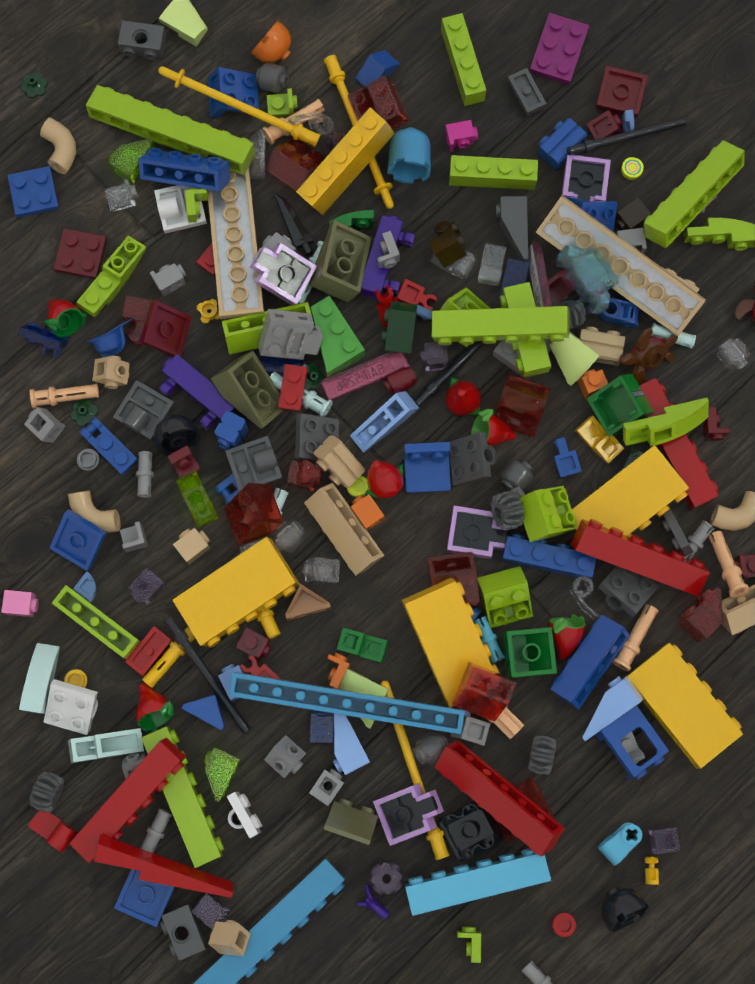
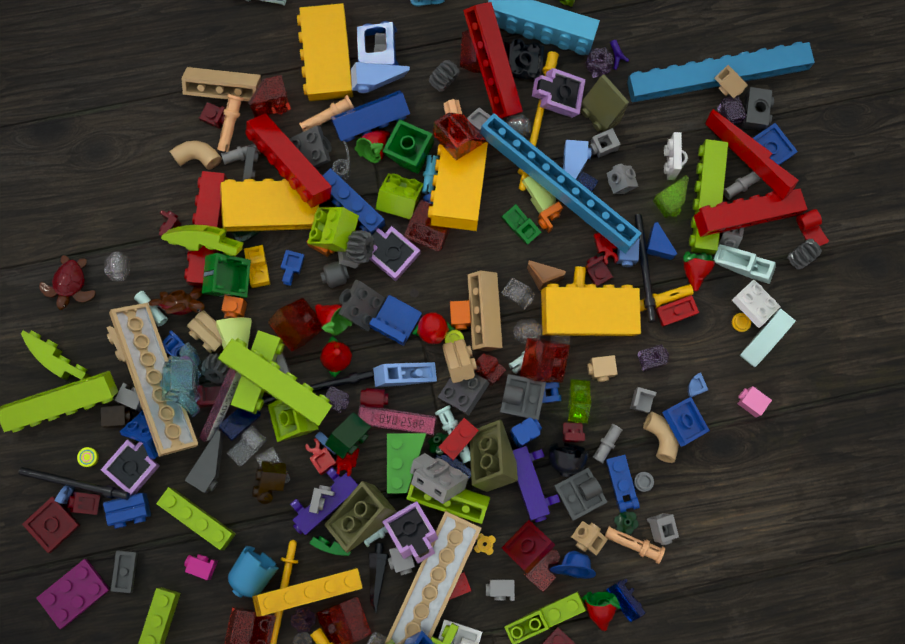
camera: 150 degrees left, 0 degrees up
(96, 622) = (705, 351): lime brick -> none

